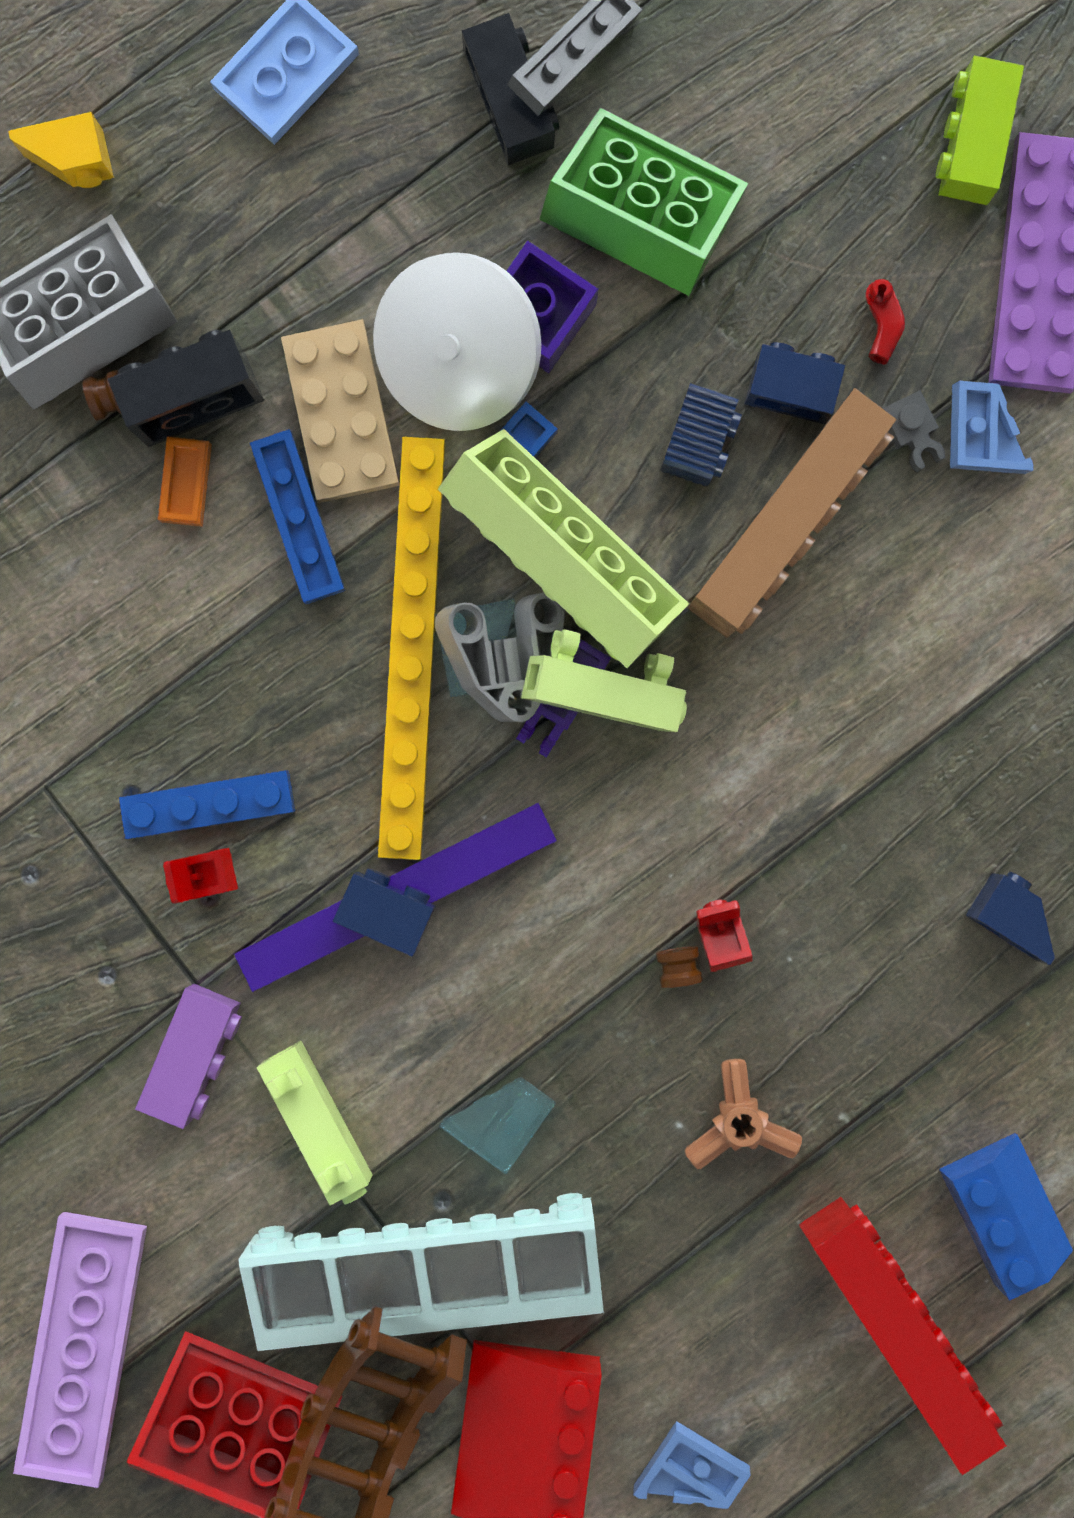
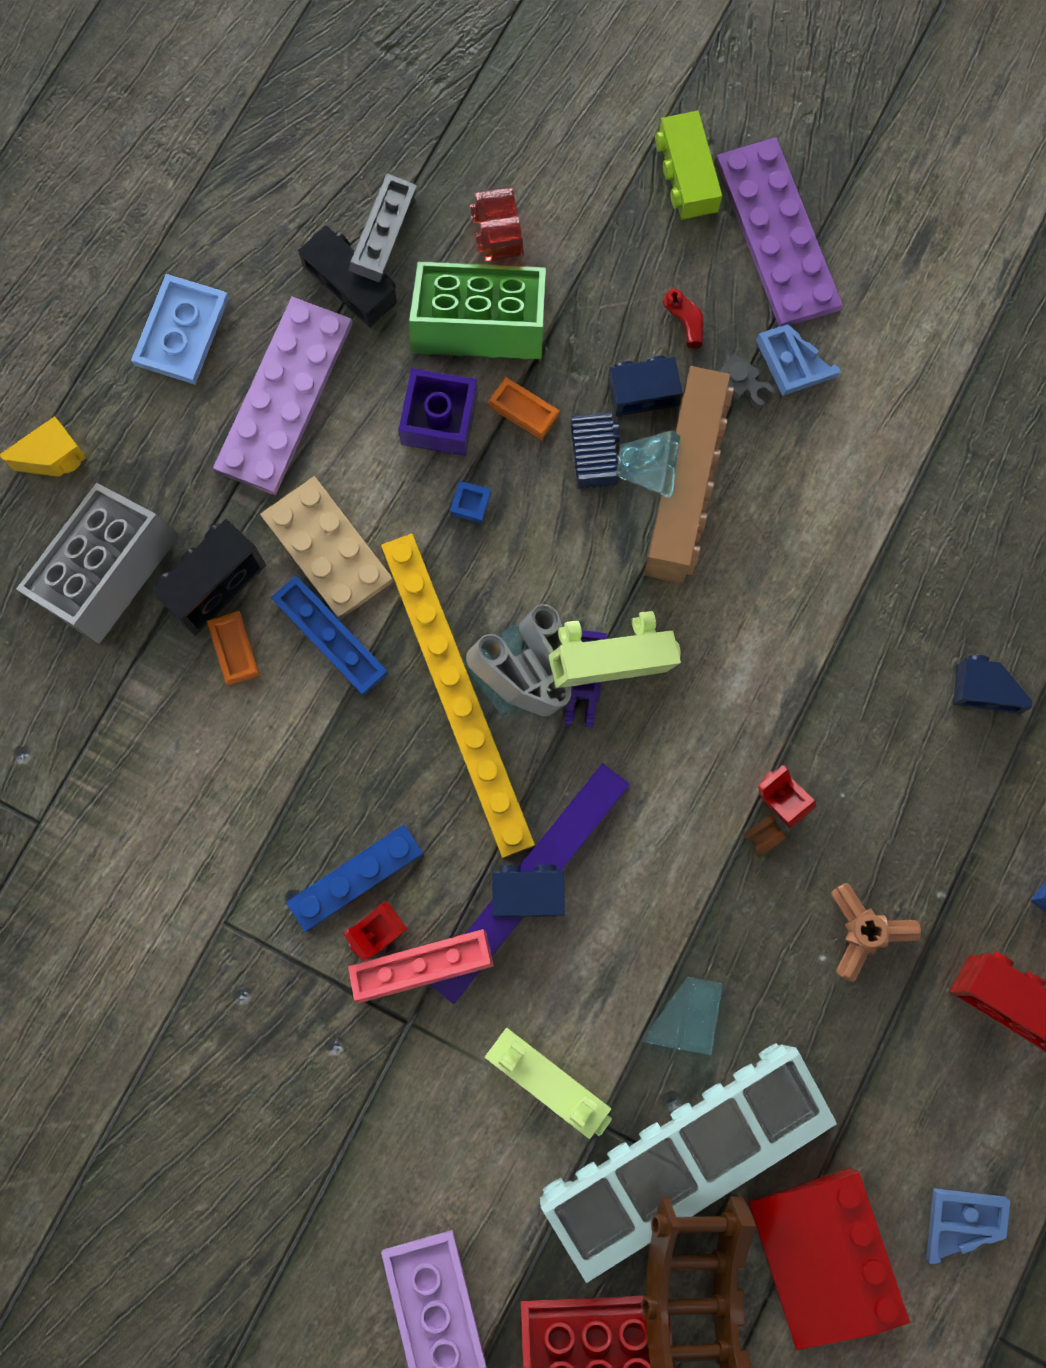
camera: 25 degrees left, 10 degrees down
(100, 396) = (149, 610): reddish brown wheel -> none
(190, 1056) = (428, 1076): medium lavender brick -> none
(233, 936) = (420, 966): none -> coral plate
(371, 203) = (283, 396): none -> lavender plate
(457, 341) = (392, 459): white dish -> none
(562, 546) = (535, 568): yellowish green brick -> none
(642, 346) = (523, 408): none -> orange tile
(716, 104) = (498, 223): none -> clear red brick
(752, 484) = (650, 462): none -> clear light blue wing

